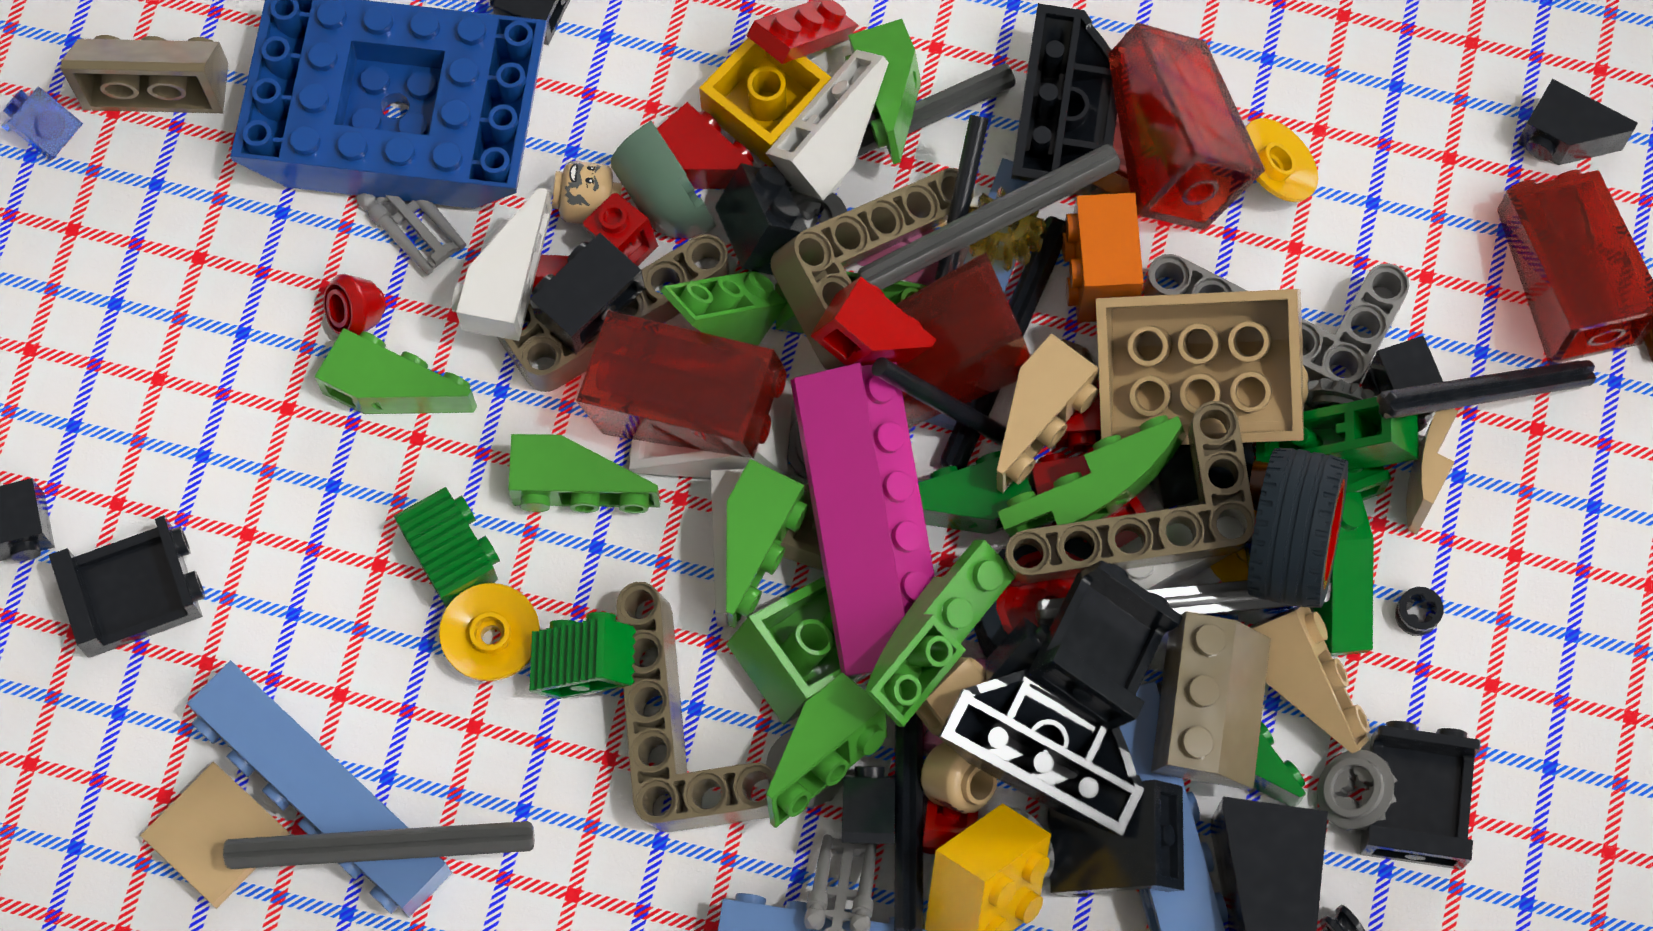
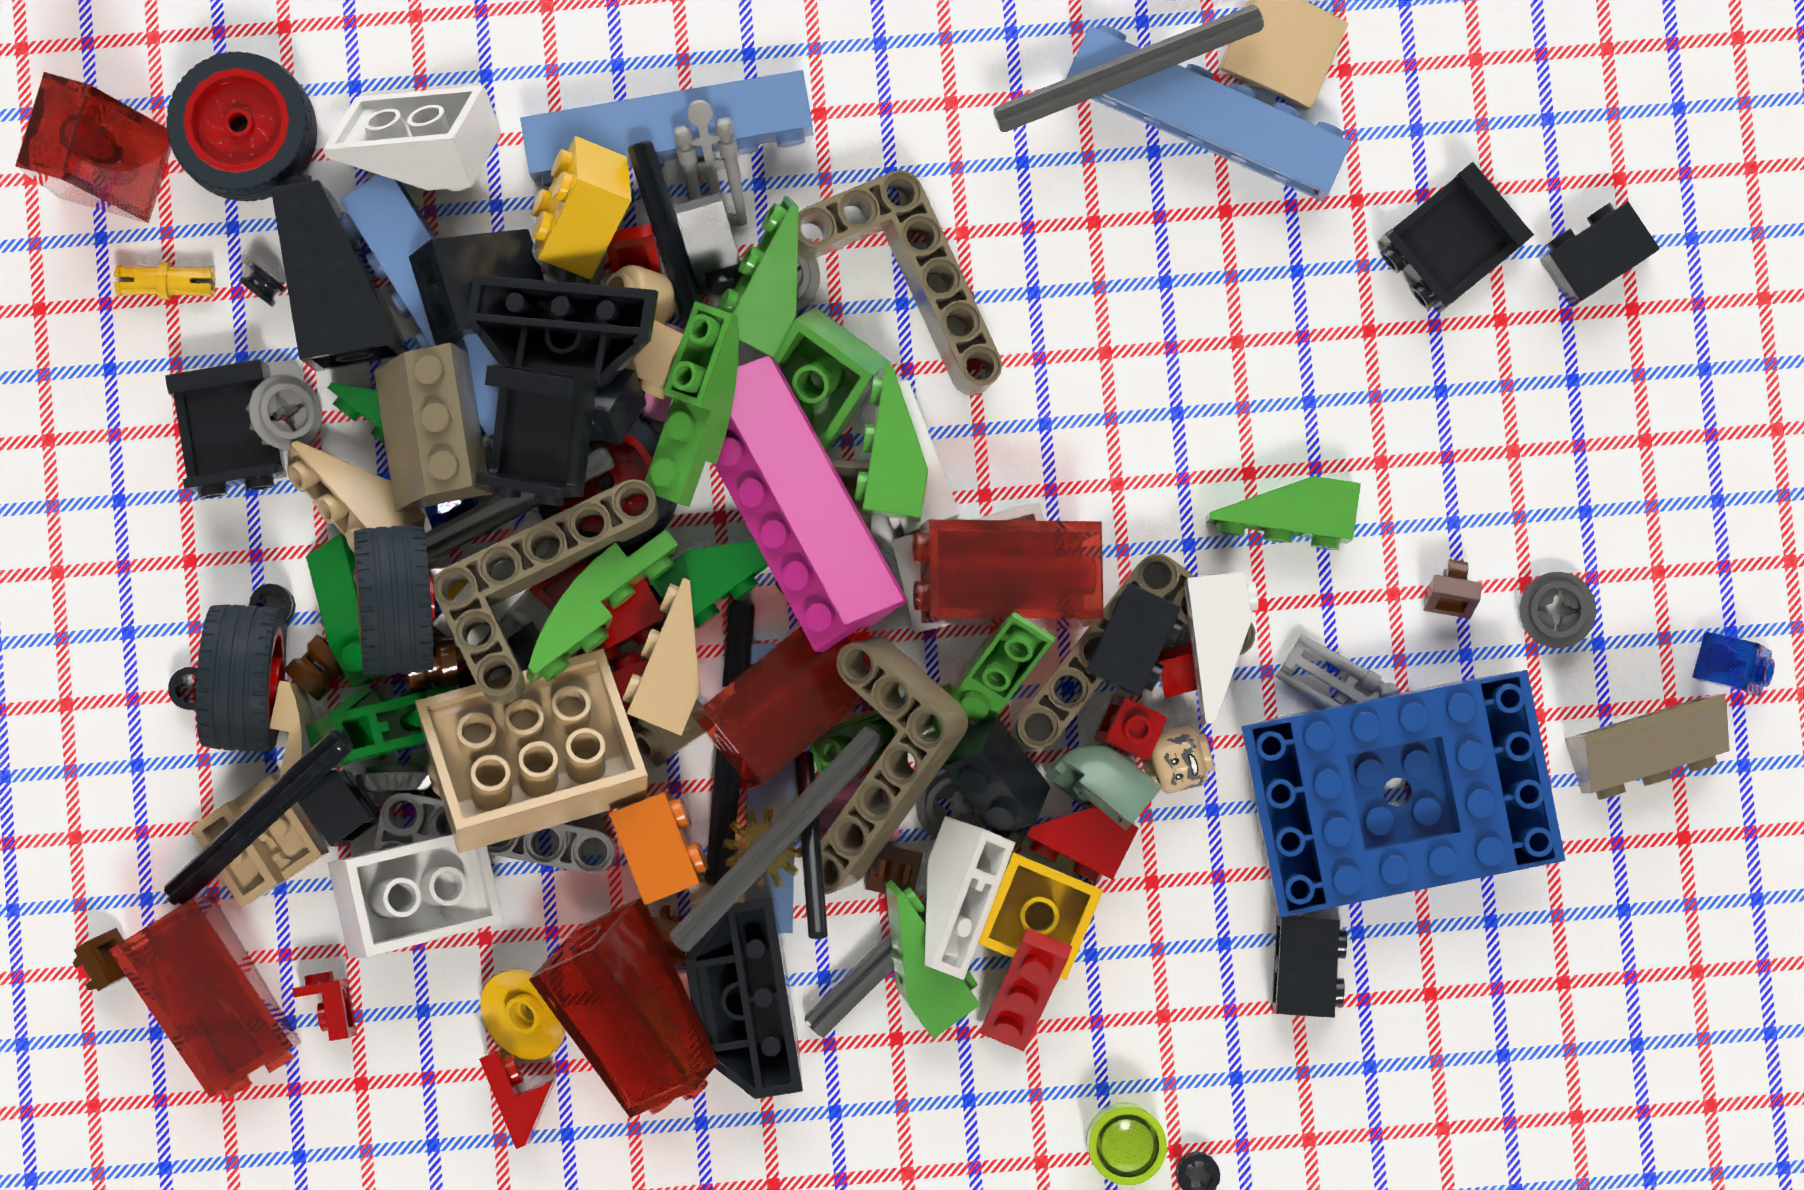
camera: 160 degrees right, 15 degrees up
(174, 201) = (1572, 594): none -> dark grey gear
(268, 264) = (1453, 592): none -> reddish brown tile
(353, 304) = (1355, 573): red cone -> none
(446, 544) = (1177, 370): green brick -> none
(485, 609) = (1113, 279): yellow dish -> none
(560, 472) = (1095, 476): bright green slope -> none
(582, 656) = (1013, 298): green brick -> none
(867, 326) = (849, 664): red slope -> none
(884, 178) = (895, 865): none -> reddish brown tile
(939, 400) = (763, 638): black bar -> none
(1305, 89) = (519, 1109): none -> red slope
(1359, 276) = (413, 895): none -> white slope
(1395, 531) = (308, 674): none -> reddish brown wheel
(1456, 227) = (336, 1010): none -> red bracket
(1469, 529) = (239, 676): none -> black wheel
(1496, 422) = (274, 856): none -> tan slope
(1533, 547) = (179, 680): none -> black bush
(1573, 127) = (252, 1146): black slope -> none

